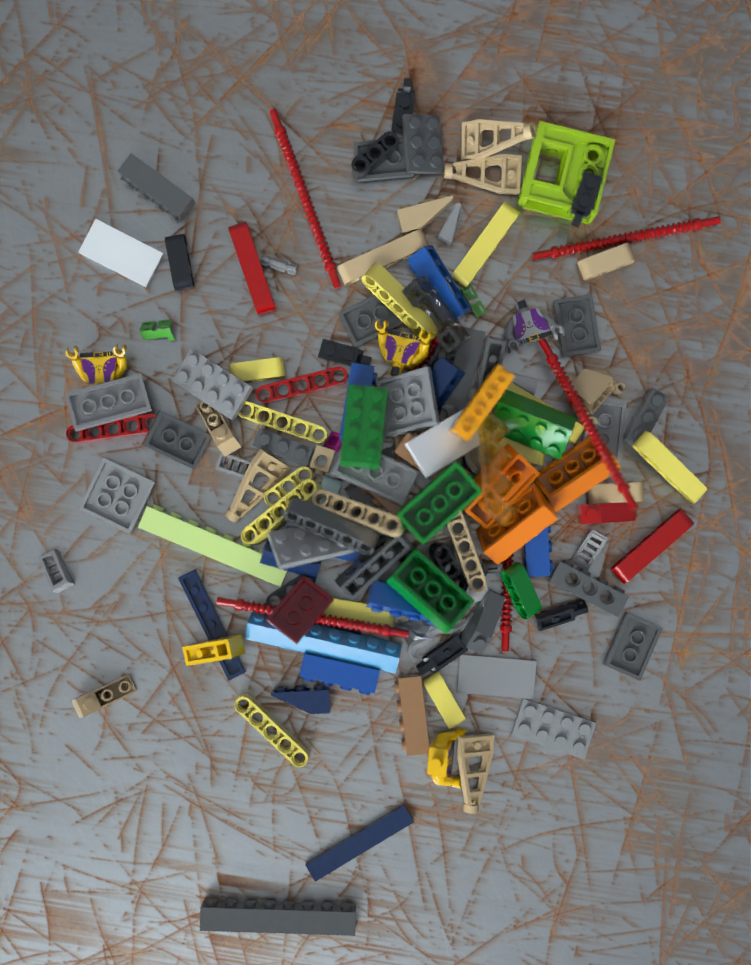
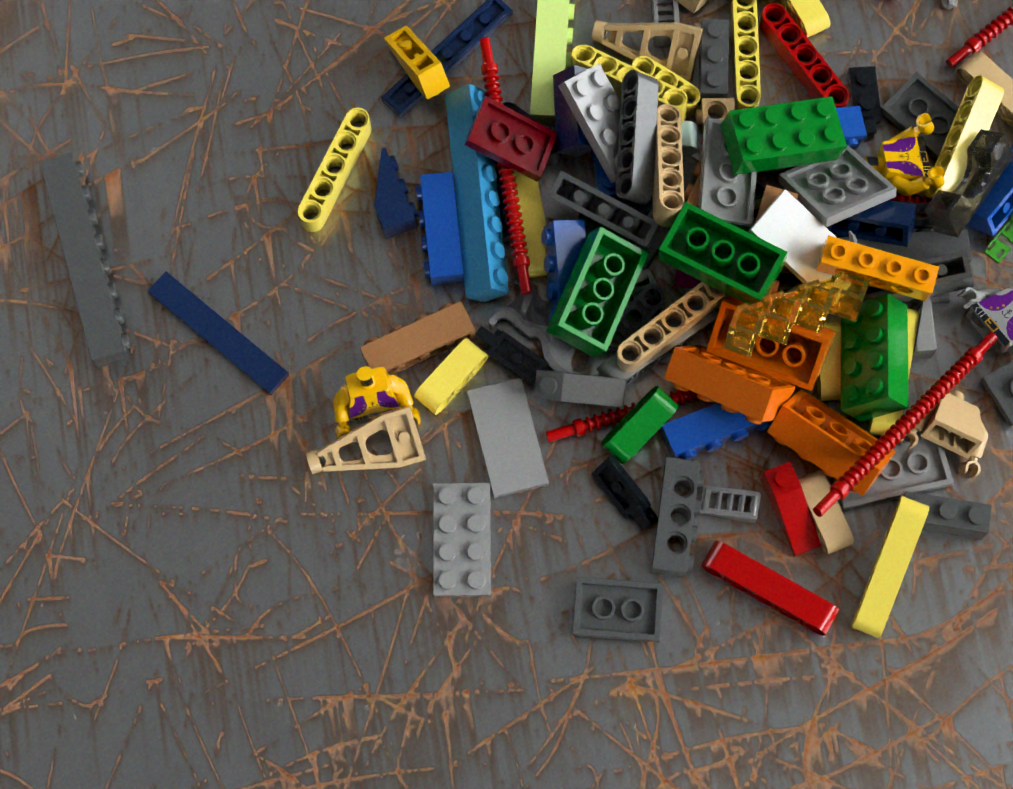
camera: 70 degrees right, 15 degrees down
(491, 567) = (653, 370): dark grey bush -> none

